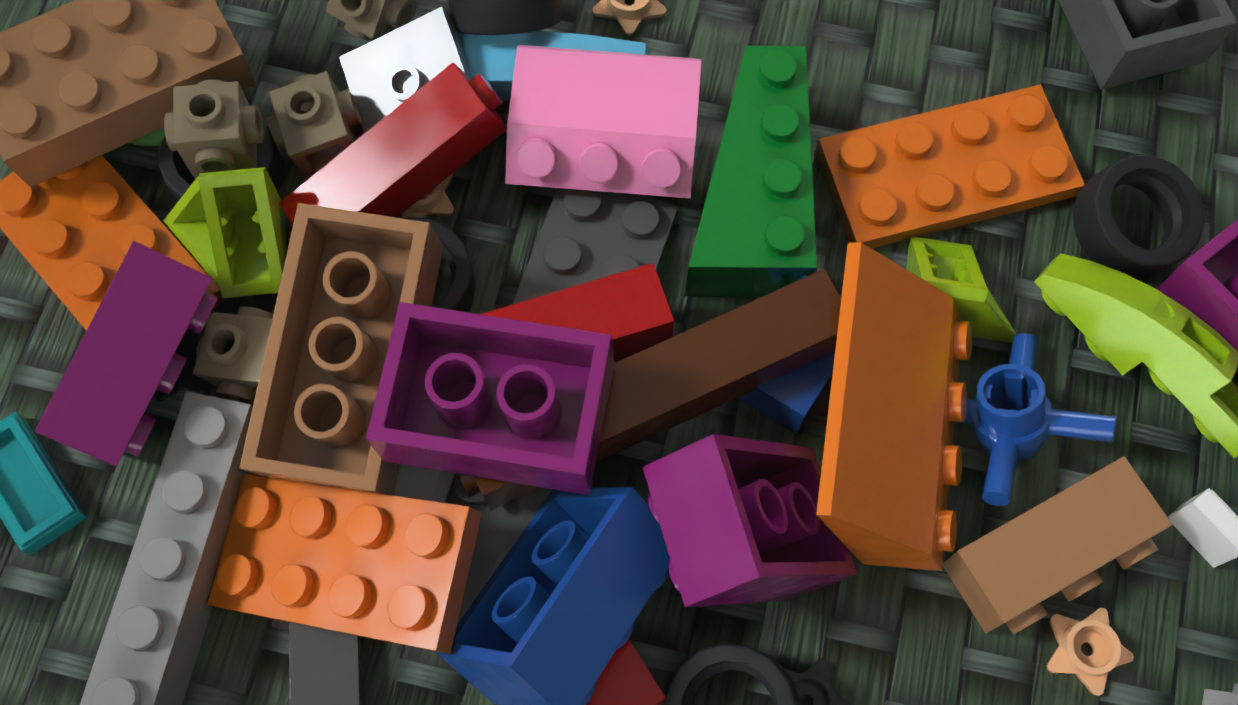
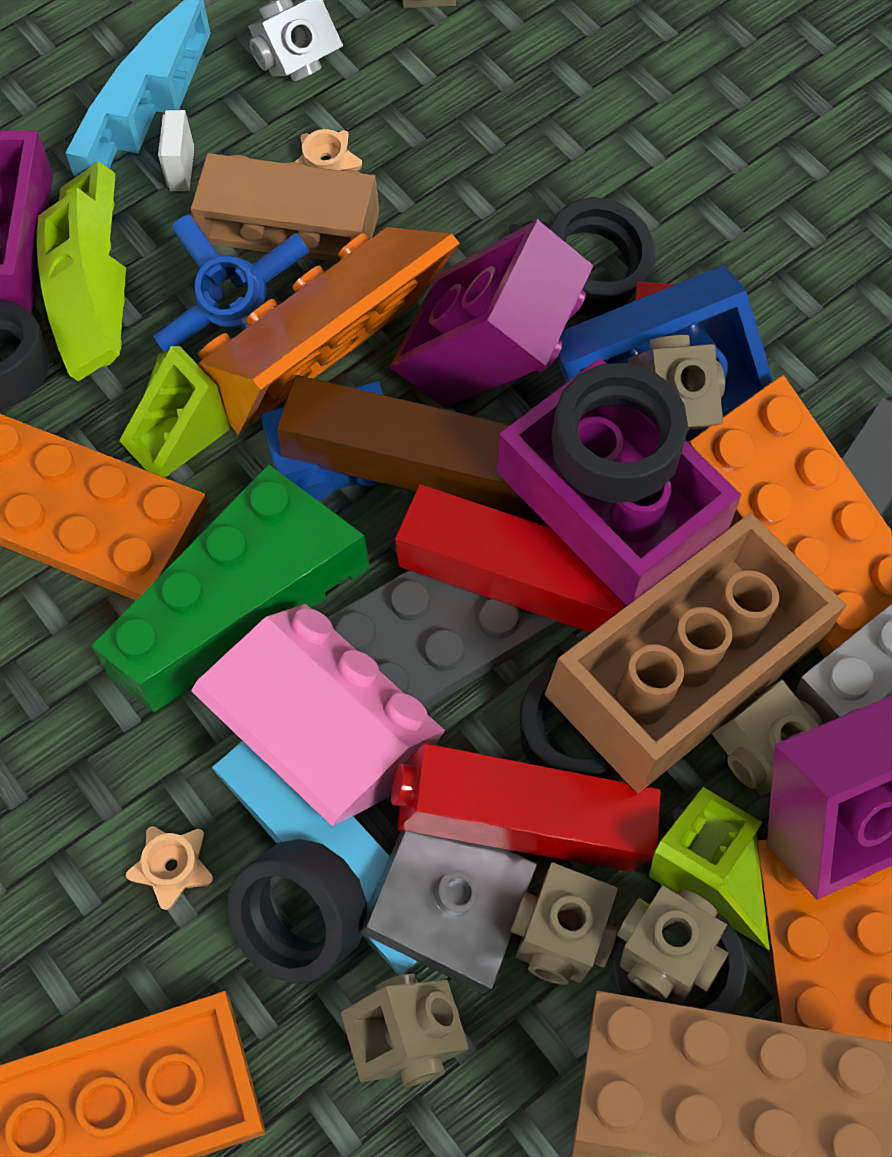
camera: 135 degrees left, 5 degrees down
(479, 340) = (629, 387): none -> black tyre
(510, 530) = (692, 373): none -> dark tan brick

